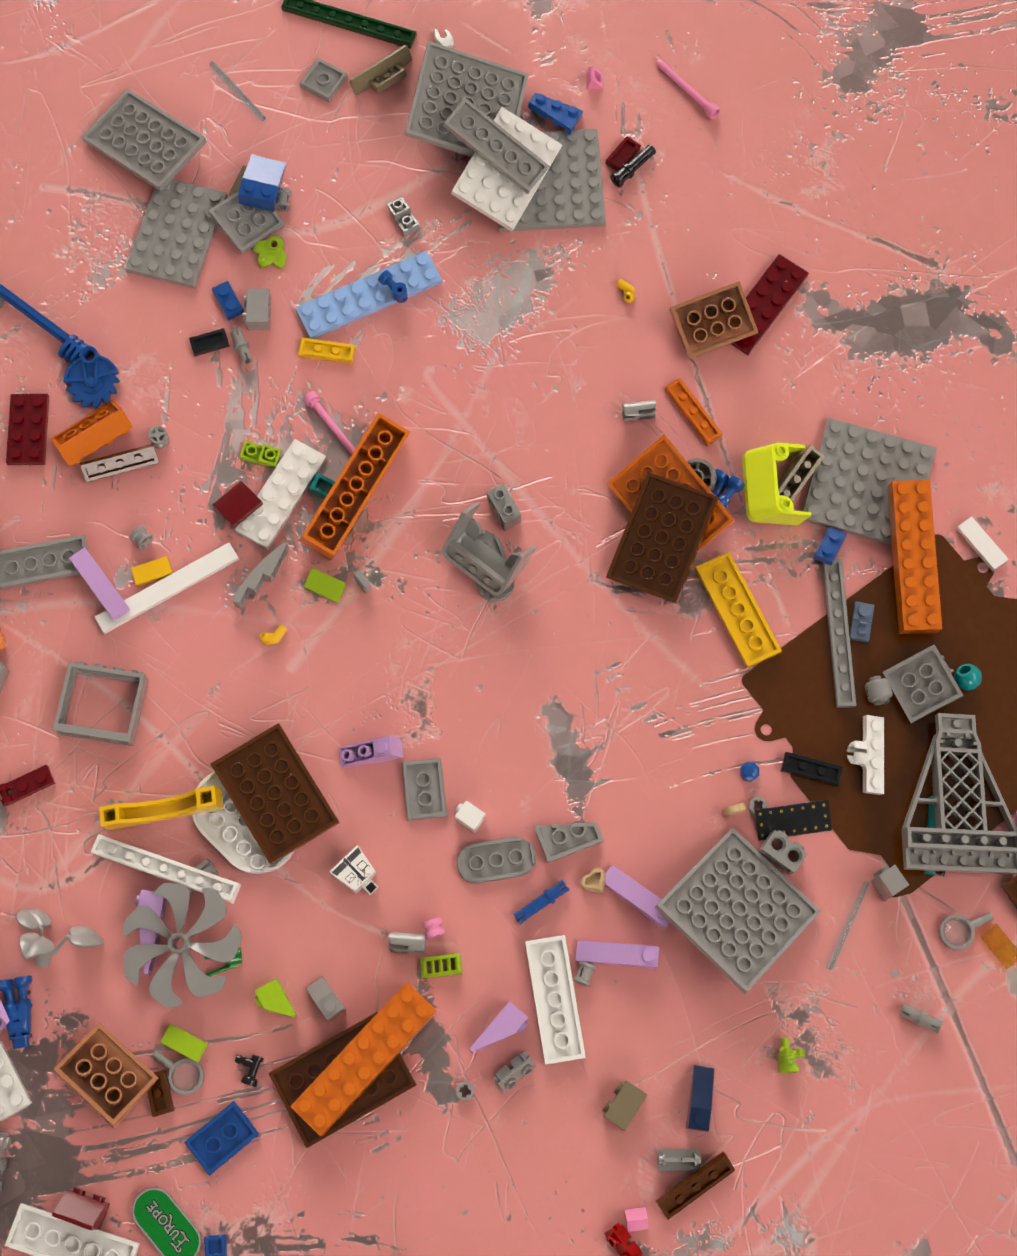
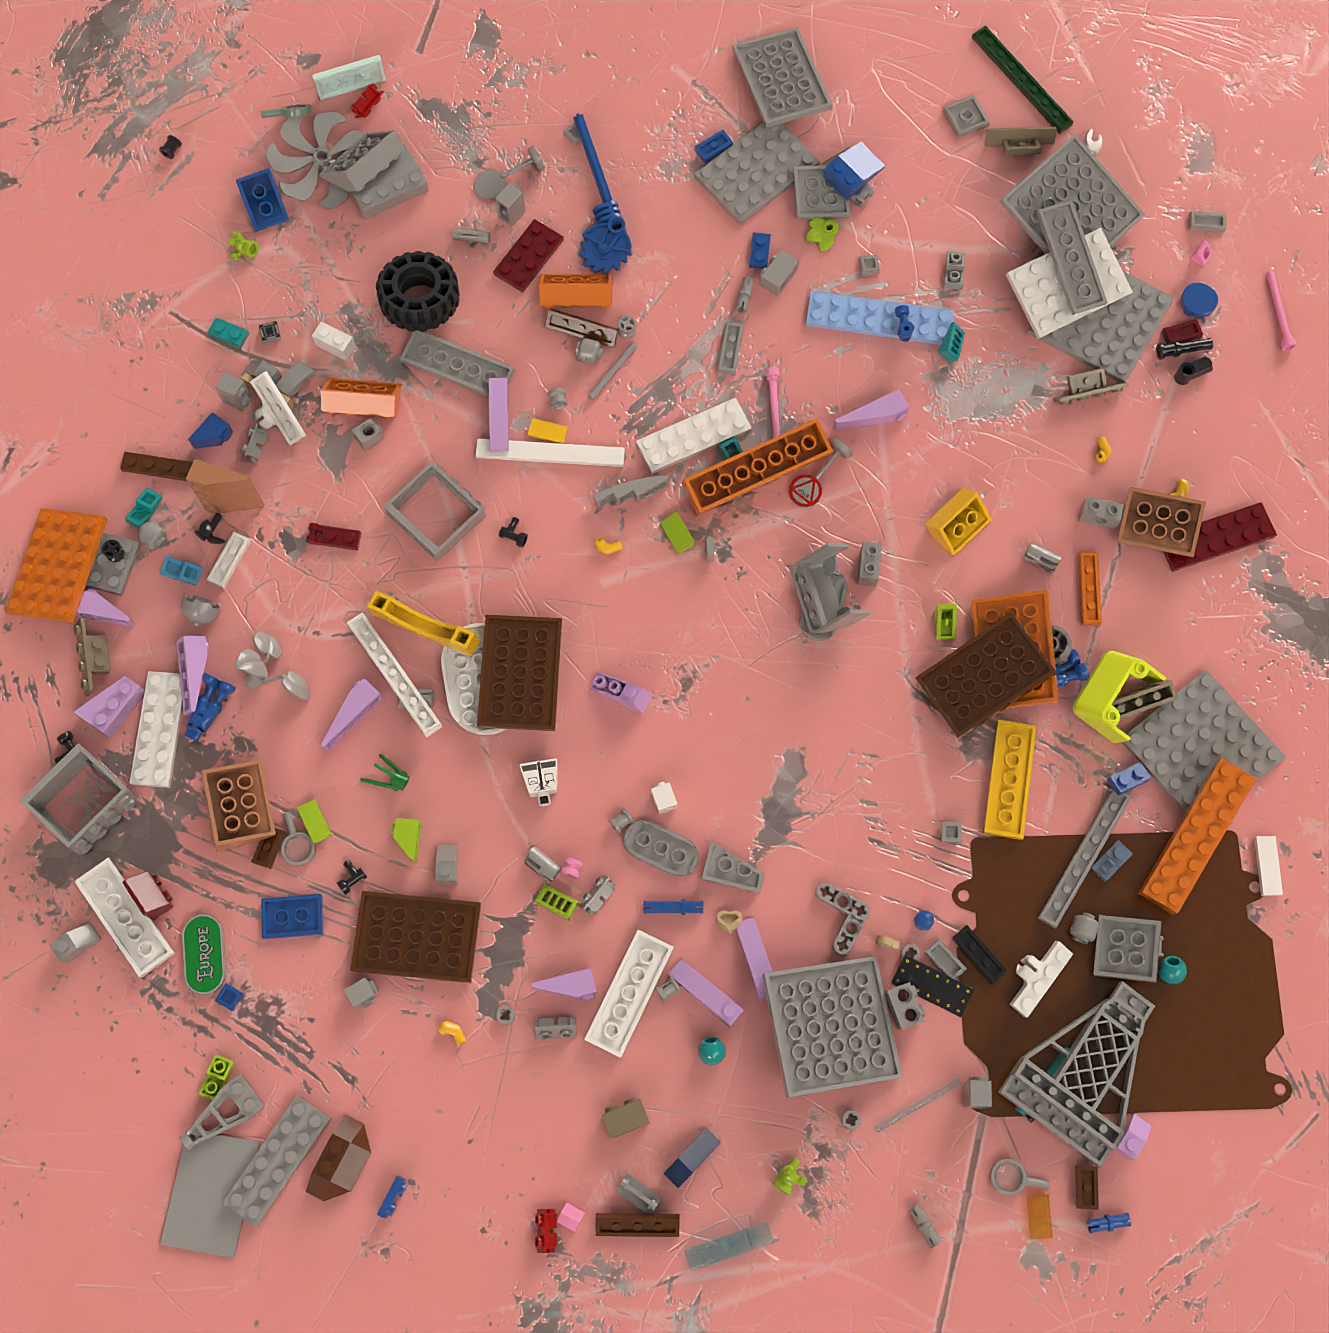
camera: 35 degrees right, 0 degrees up
(125, 234) = (713, 146): none -> blue plate
(140, 478) = (589, 351): none -> light grey head
(172, 483) = (612, 371): none -> light grey bar
(179, 680) = (508, 532): none -> black piece
(197, 981) = (390, 767): light grey piece -> none
(209, 342) = (721, 275): black tile -> none
(237, 91) = (887, 83): clear light blue axle -> none
(237, 504) = (652, 421): dark red slope -> none
(260, 399) = (730, 348): none -> light grey tile
(260, 455) = (698, 392): lime slope -> none
(327, 350) = (812, 342): yellow tile -> none
(329, 255) = (869, 265): none -> light grey tile
(330, 1160) = (362, 993): none -> light grey brick
(363, 1059) = (442, 932): orange brick -> none
(408, 478) = (806, 489): none -> light grey piece
(424, 789) = (642, 751): light grey tile -> none
(425, 372) = (881, 411): none -> lavender slope
(429, 1134) = (453, 1029): none -> yellow arm
(445, 282) = (950, 351): none -> teal slope
(447, 860) = (621, 820): none -> light grey bush
(471, 926) = (591, 899): none -> light grey hinge
(551, 423) = (958, 521): none -> yellow slope
(560, 113) = (1148, 260): blue wing -> none
(577, 243) = (1087, 384): none -> dark tan bracket
(580, 50) = (1207, 221): none -> light grey tile
(598, 514) = (945, 621): none -> lime slope
(618, 118) = (1199, 300): none -> blue tile
(653, 179) = (1193, 370): none -> black piece
(656, 998) = (711, 1051): none -> teal piece
(660, 343) = (1101, 512): none -> light grey brick
(698, 808) = (851, 918): none -> light grey beam
(710, 281) = (1182, 489): none -> yellow arm
(721, 684) = (951, 832): none -> light grey plate
(779, 1148) = (729, 1246): none -> clear light blue slope
(788, 792) = (945, 960): none -> light grey tile
(810, 974) = (856, 1123): none -> light grey bush

